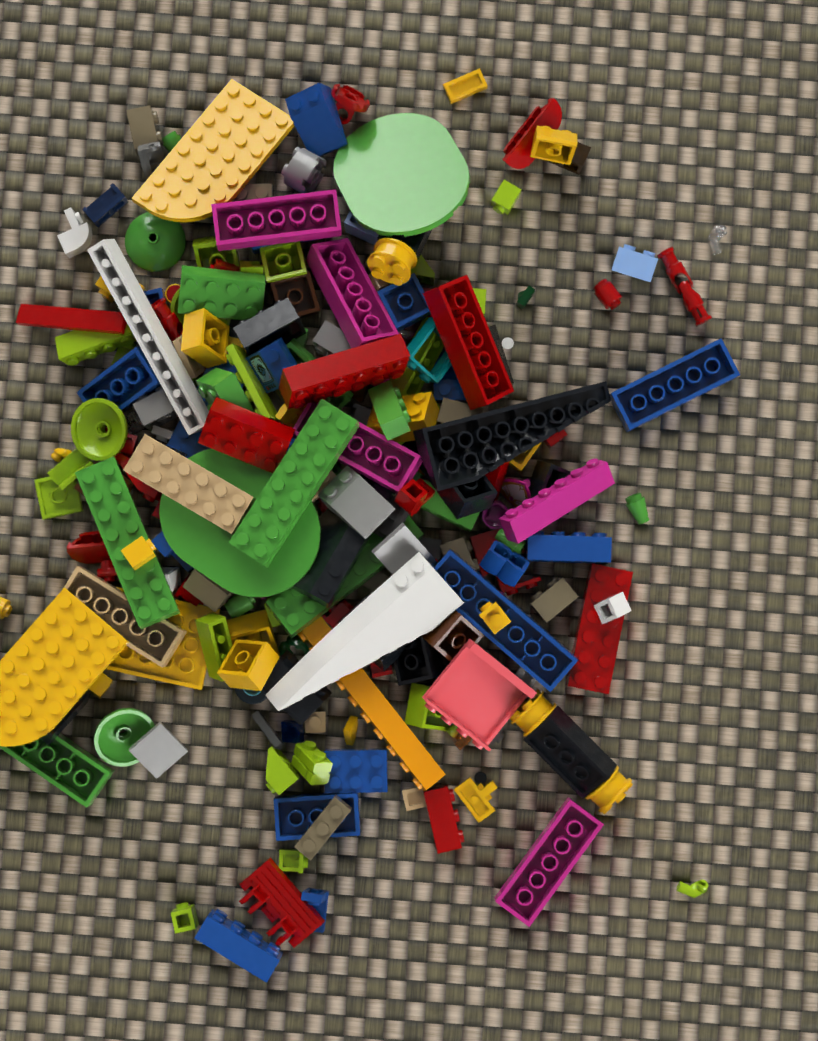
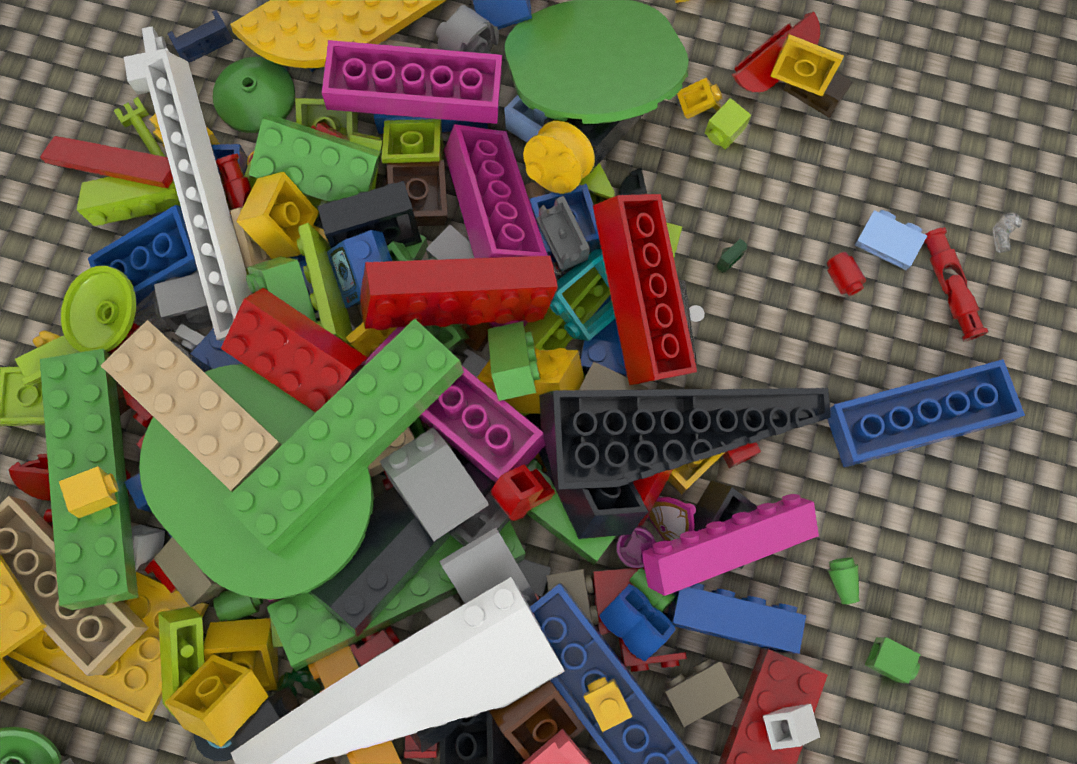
camera: 10 degrees right, 10 degrees down
(73, 277) = (134, 118): none -> lime hinge
(405, 315) = (563, 234): none -> dark grey hinge
(446, 257) = (633, 184): none -> black tile
(483, 180) = (699, 98): none -> yellow bracket
(676, 554) = (893, 660): none -> bright green brick

